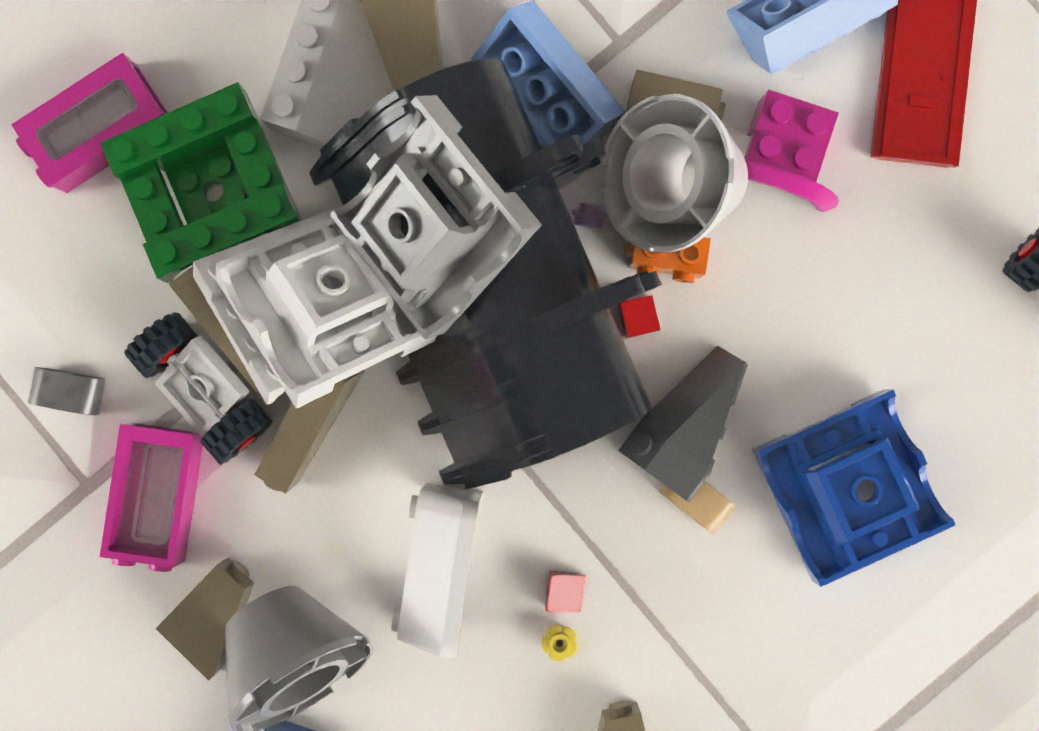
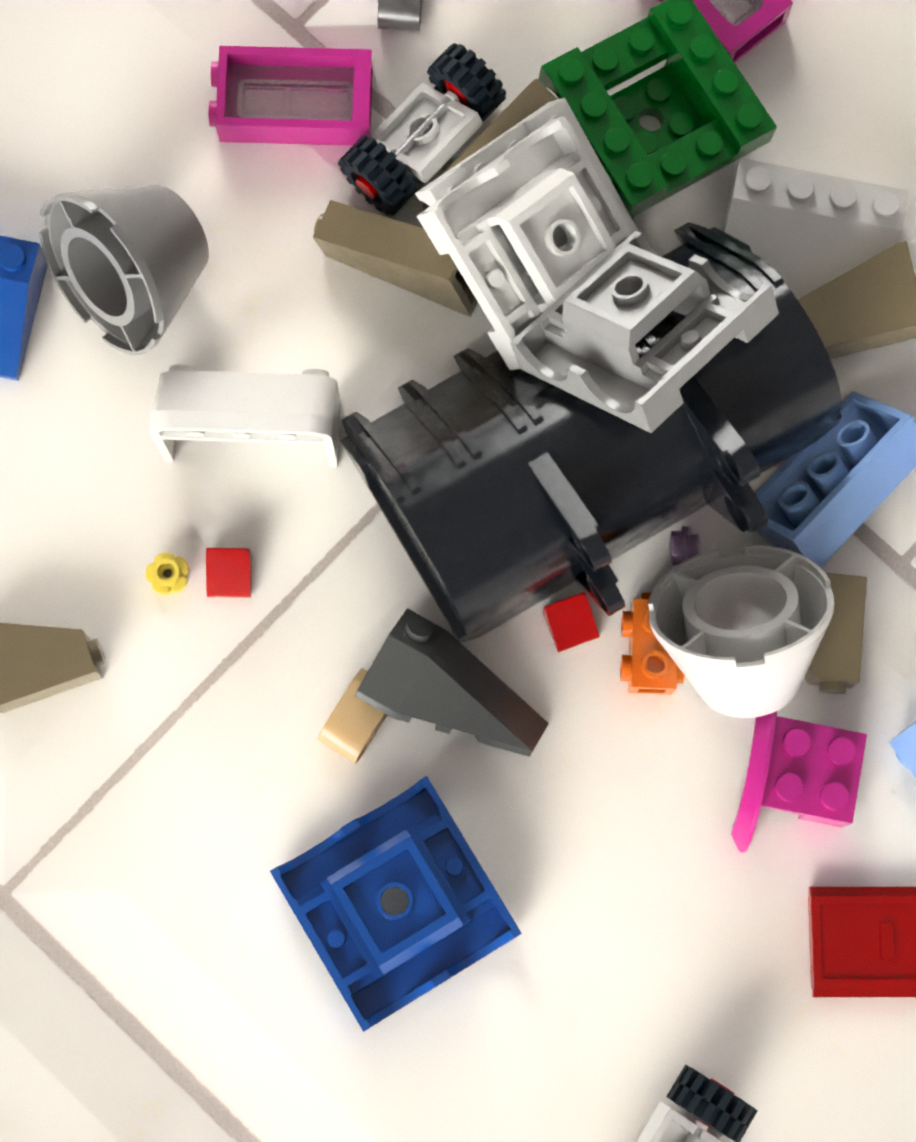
camera: 80 degrees right, 10 degrees down
(200, 618) = (157, 157): dark tan slope -> none

